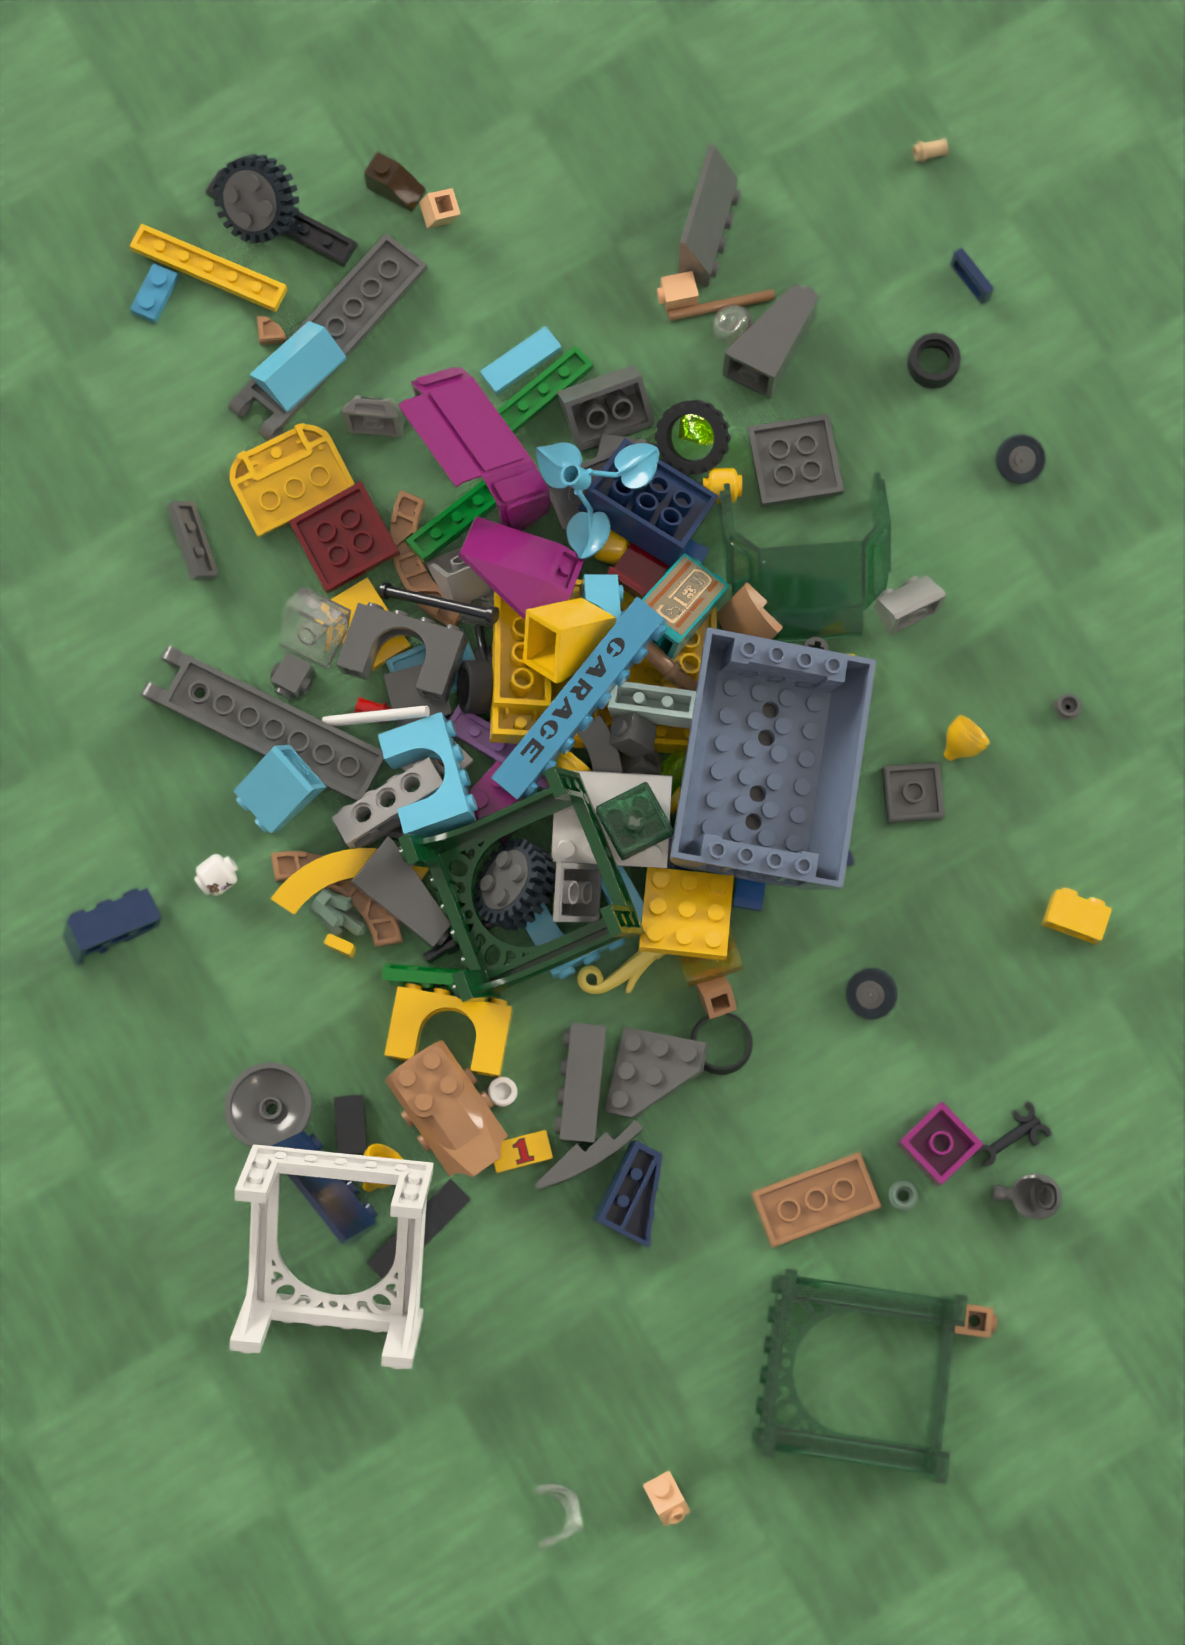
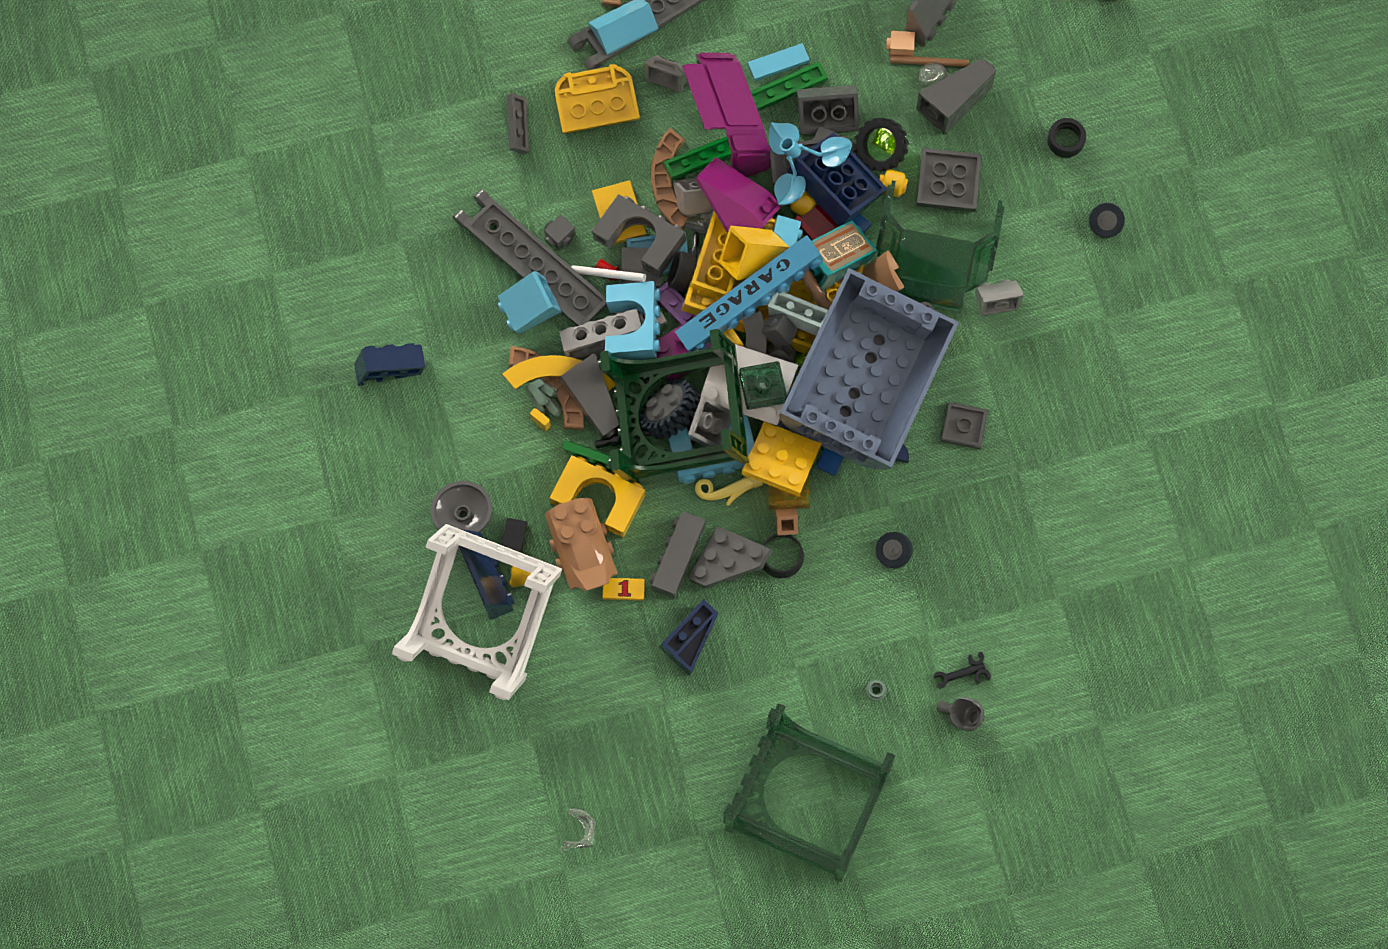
camera: 15 degrees right, 5 degrees down
(216, 874) = (470, 350): white head -> none
(314, 626) = (583, 202): clear slope -> none
(344, 537) = (622, 149): dark red plate -> none
(439, 1212) = (553, 615): black tile -> none
(490, 614) = (706, 224): black bar -> none
(502, 1091) = (622, 546): white tile -> none
(578, 1161) = (660, 606): dark grey slope -> none
(667, 1499) = (655, 842): light nougat bracket -> none
(815, 1199) = (815, 676): medium nougat tile -> none
(939, 1144) = (910, 660): magenta brick -> none
(964, 739) = (1009, 398): yellow helmet -> none
(971, 276) = (1110, 87): dark blue tile -> none
(986, 1322) = (898, 777): medium nougat brick -> none
(1072, 701) = (1089, 391): dark grey plate -> none
(1077, 916) = (1052, 537): yellow brick -> none

